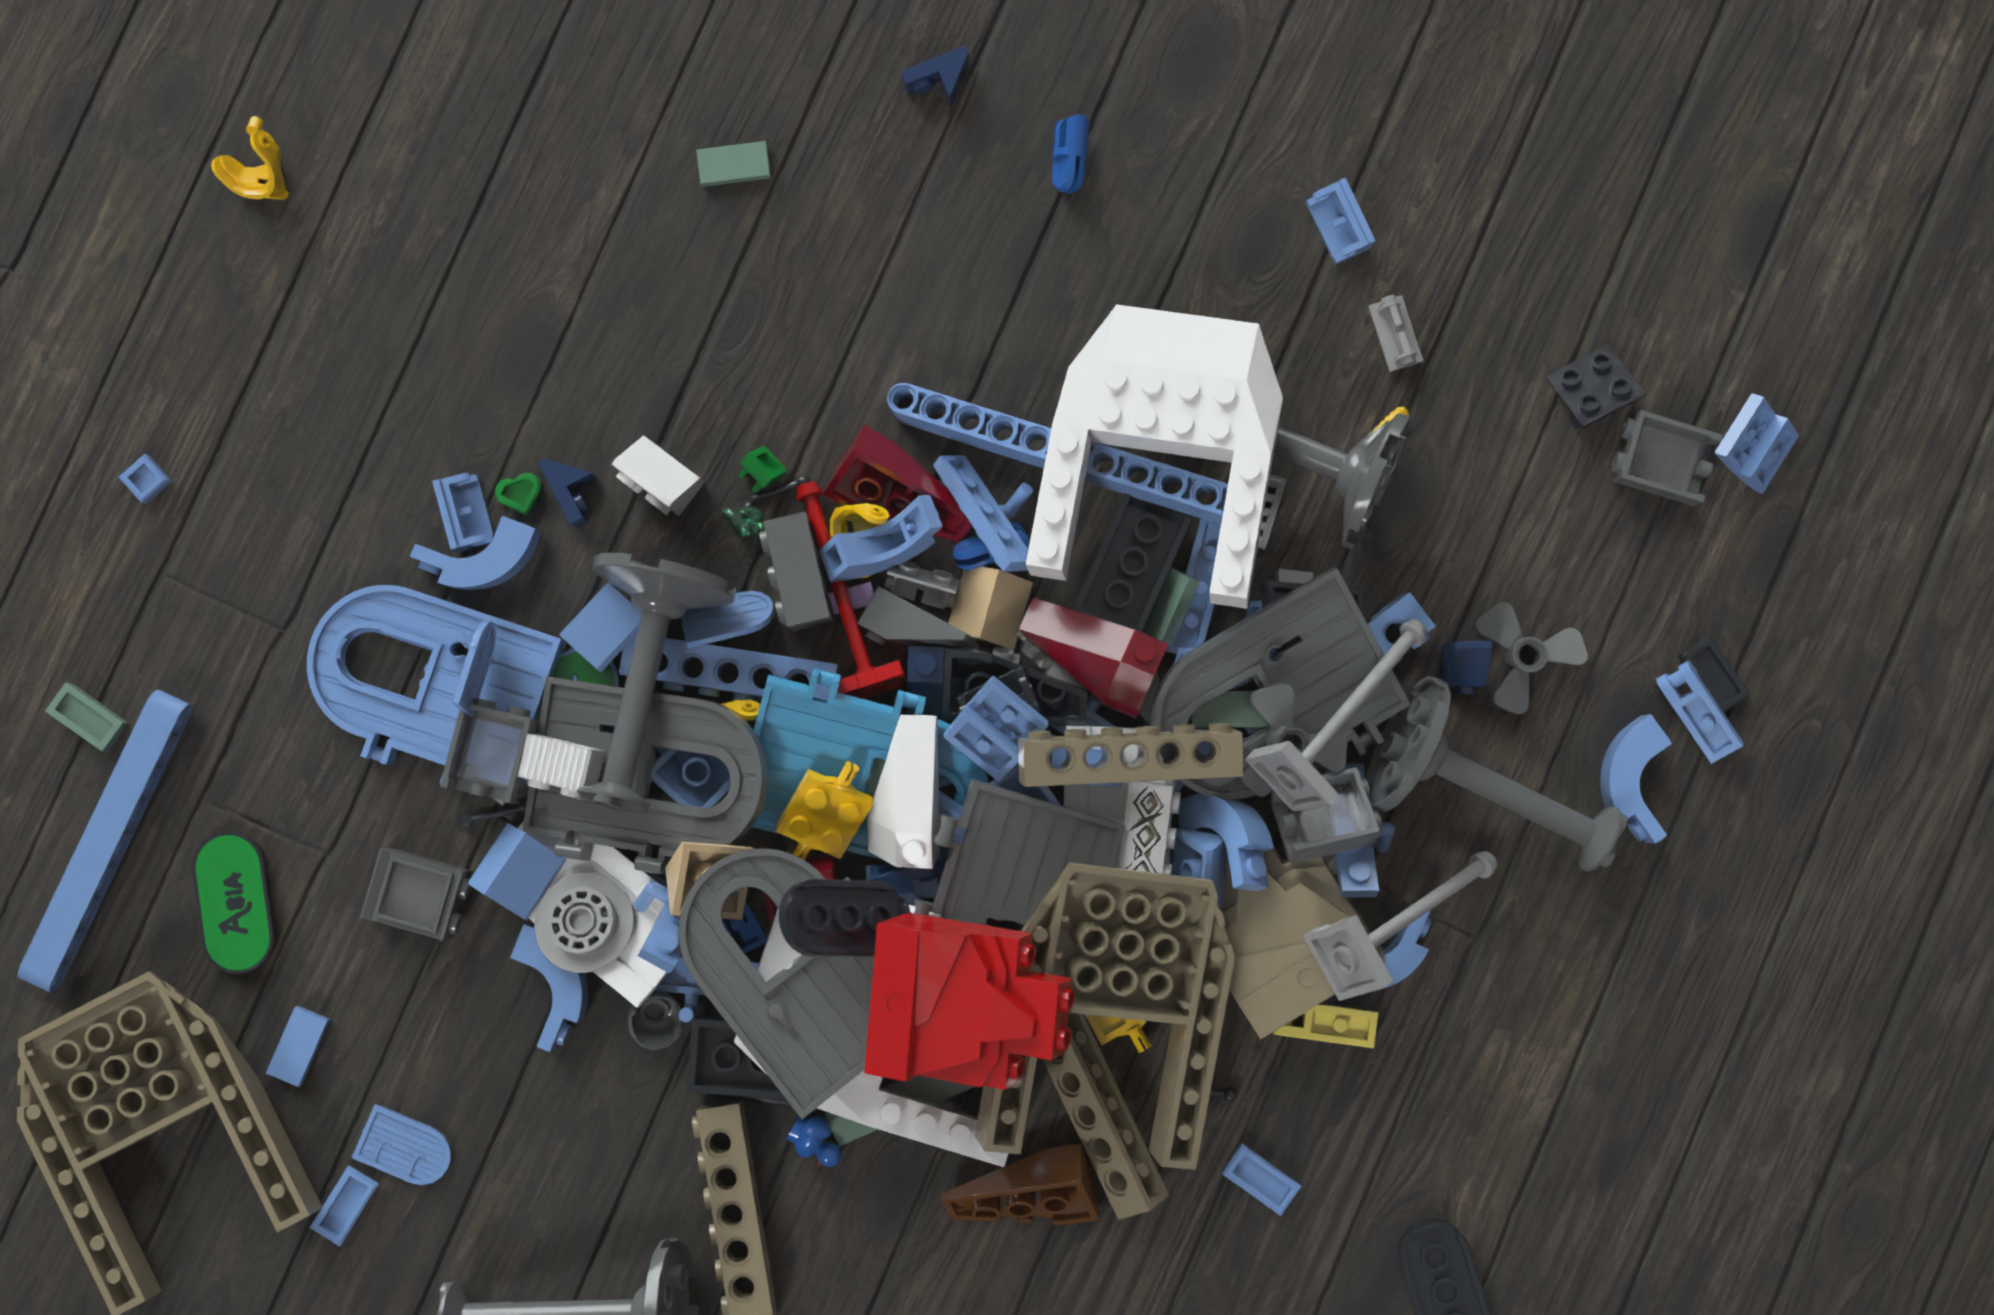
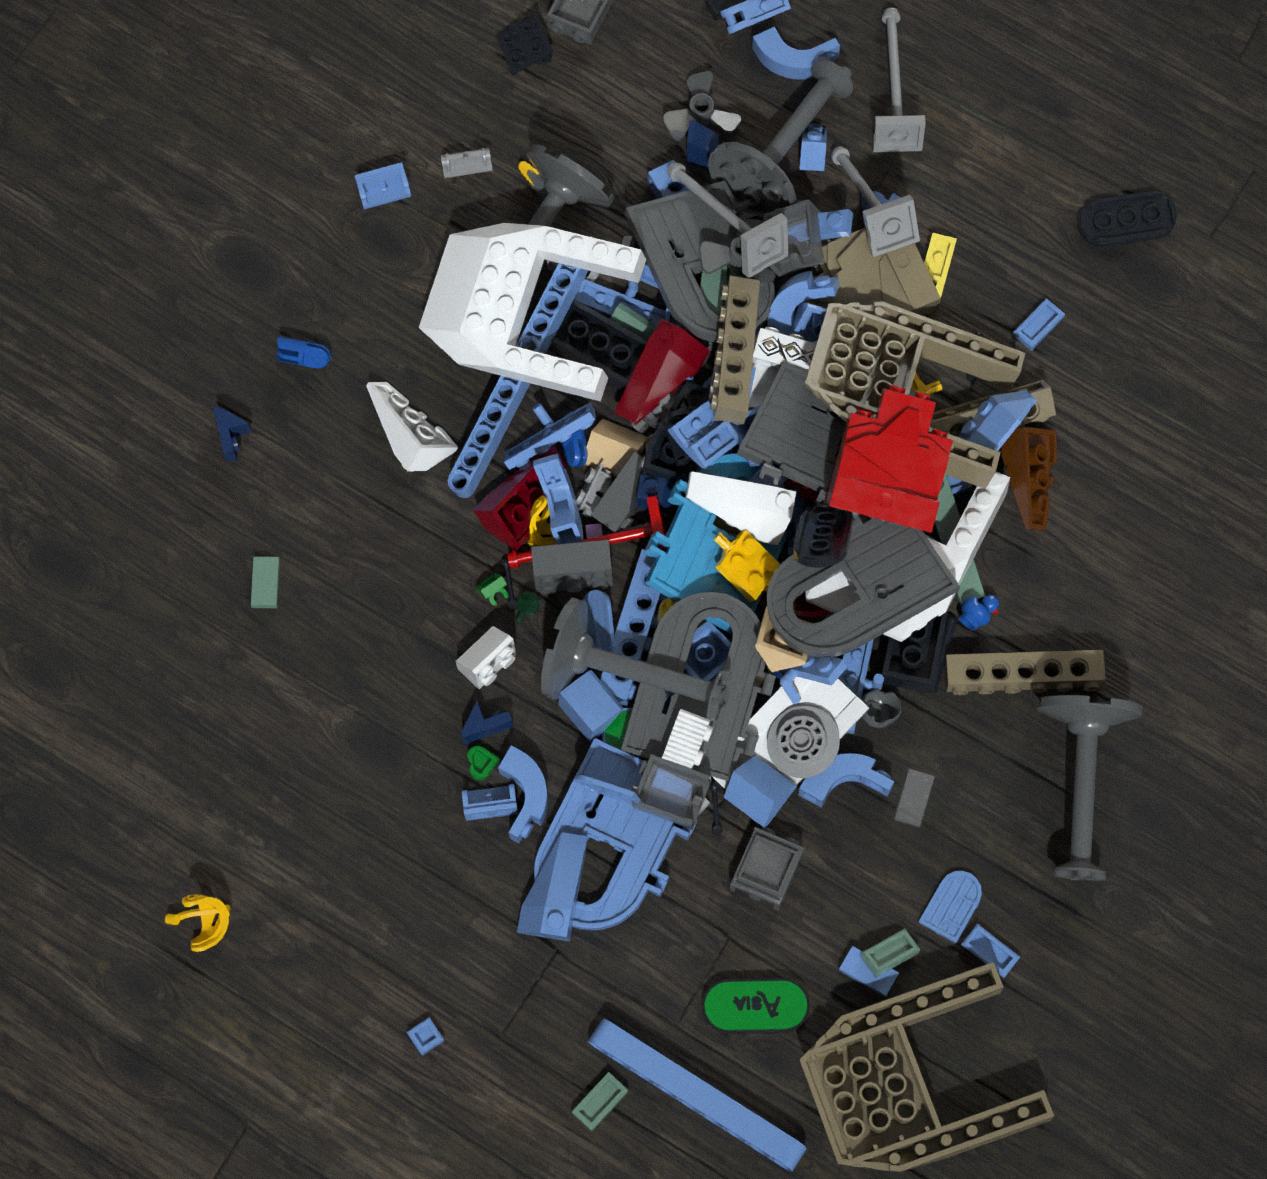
camera: 80 degrees left, 15 degrees down
(322, 1072) = (890, 953): none -> sand green tile
(335, 615) = (554, 895): none -> medium blue wedge
(543, 1079) = (914, 798): none -> clear tile
(970, 323) = (408, 432): none -> white wedge
(1079, 1140) = (997, 419): none -> medium blue wedge
(1486, 825) = (813, 148): none -> medium blue slope
(1527, 946) = (897, 132): none -> light grey tile

